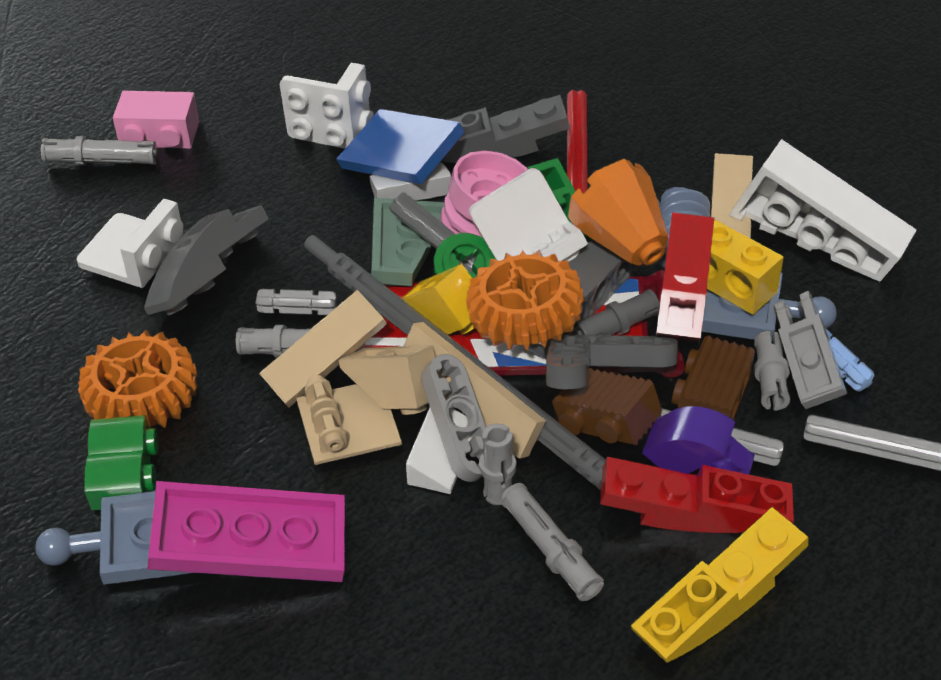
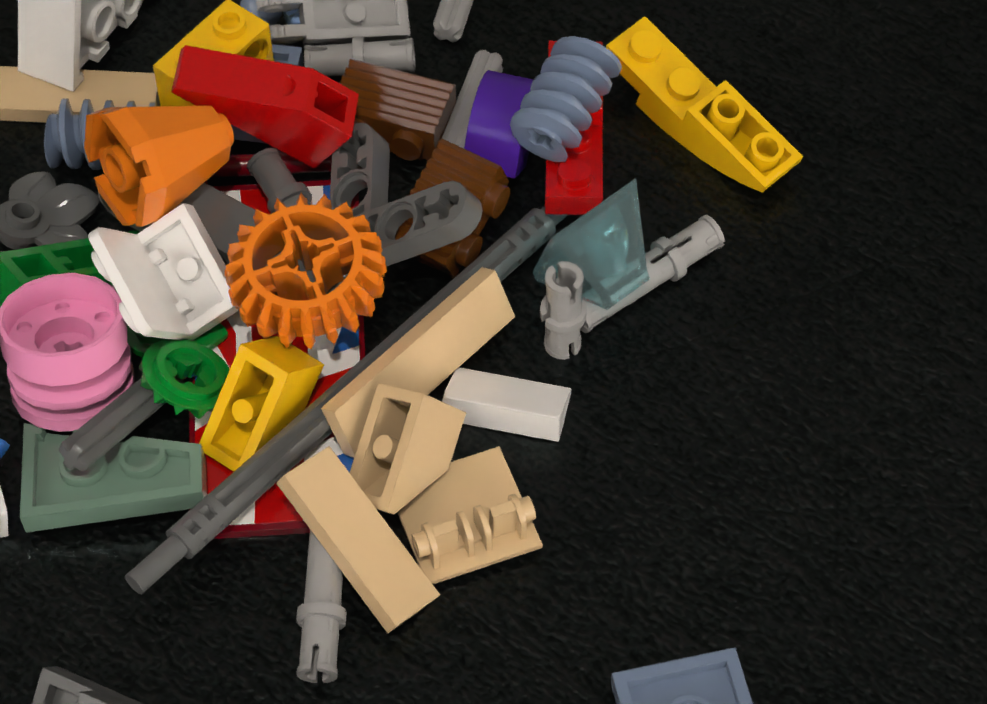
camera: 95 degrees left, 10 degrees up
(247, 532) = (689, 590): dark pink plate -> none
(295, 301) = (231, 612): light grey axle -> none
(464, 400) = (478, 365): light grey beam -> none
(548, 486) = (605, 247): none -> clear light blue slope
(690, 457) = (564, 97): none -> sand blue piece

